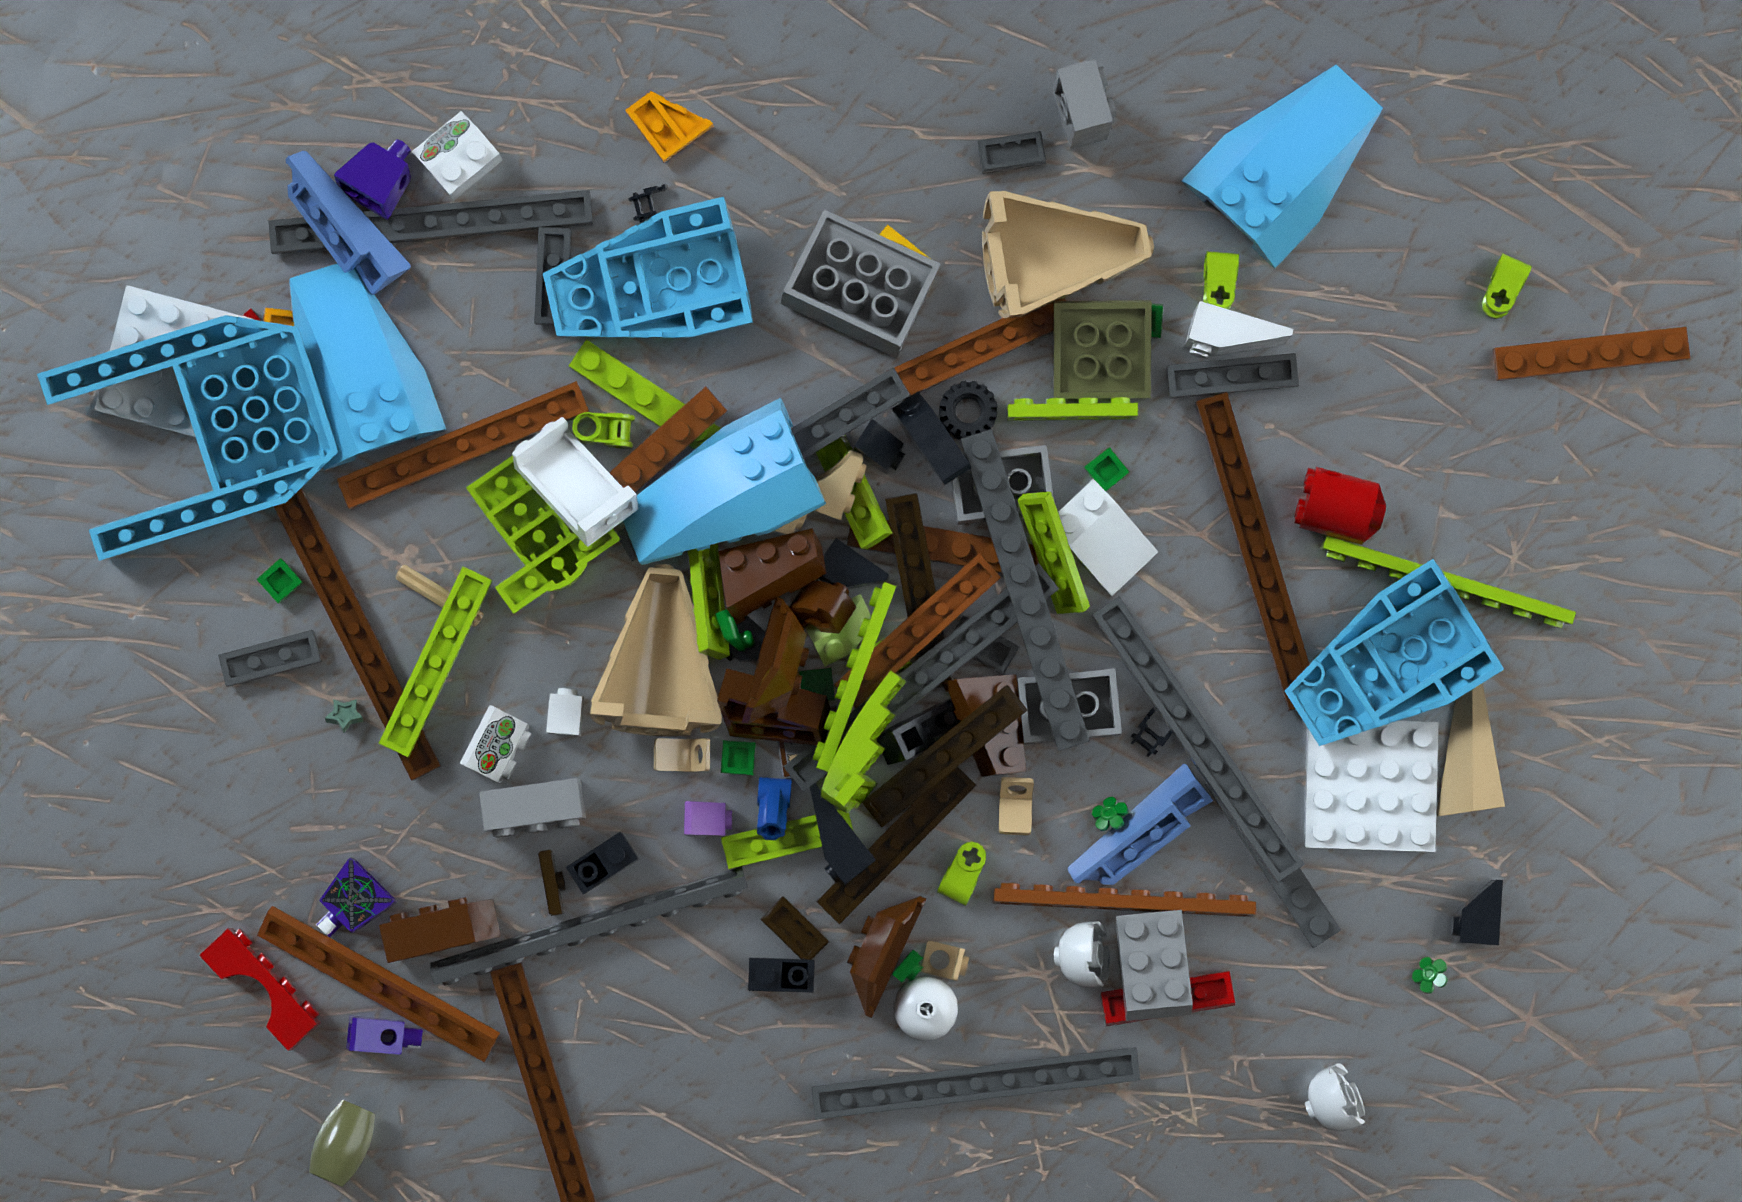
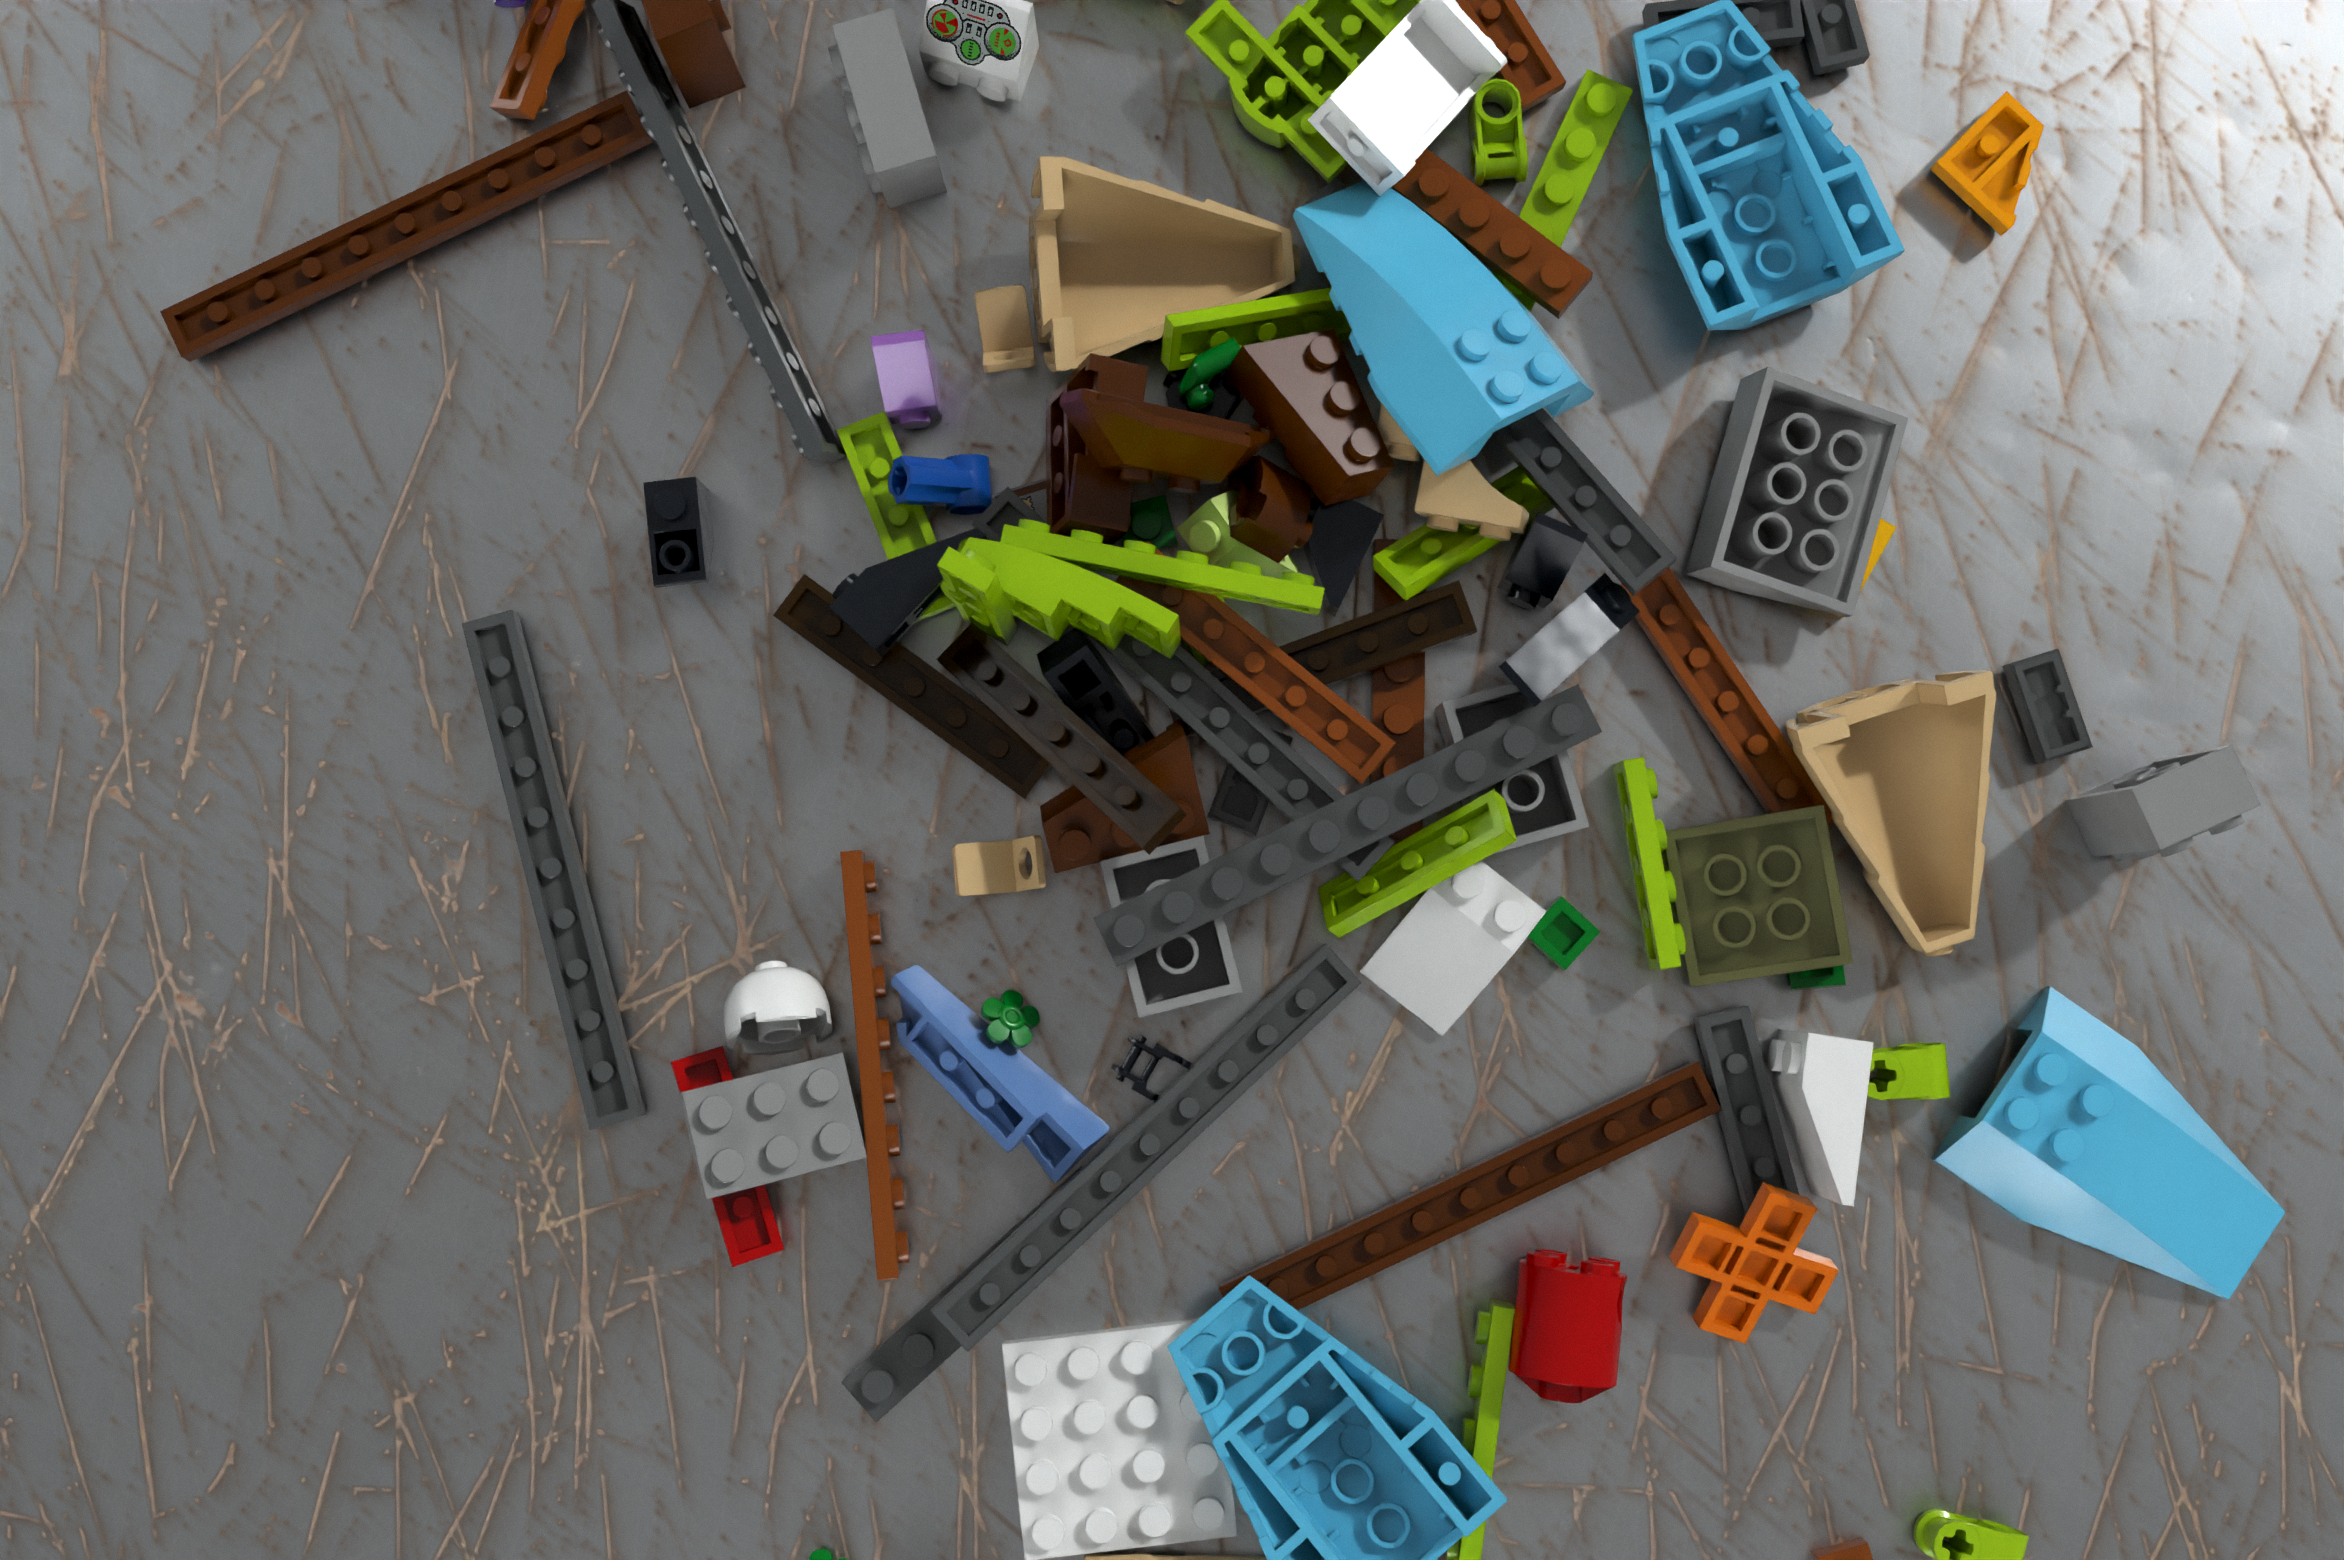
camera: 85 degrees right, 0 degrees up
(552, 881) = (777, 164): dark brown plate -> none
(565, 713) = (1038, 135): white brick -> none
(602, 863) = (818, 235): black slope -> none
(646, 195) = (1877, 150): black piece -> none
(738, 757) = (1014, 420): green plate -> none
(794, 929) = (757, 548): dark brown plate -> none
(881, 950) = (740, 687): reddish brown wedge -> none
(909, 967) = (721, 735): green plate -> none
(930, 991) = (681, 782): white cylinder -> none
(957, 961) = (738, 811): tan bracket -> none
(962, 391) = (1648, 684): black tyre -> none
(962, 878) = (877, 798): lime piece -> none
(1320, 388) = (1753, 1263): none -> orange plate
(1334, 1100) = (595, 1454): white cylinder -> none

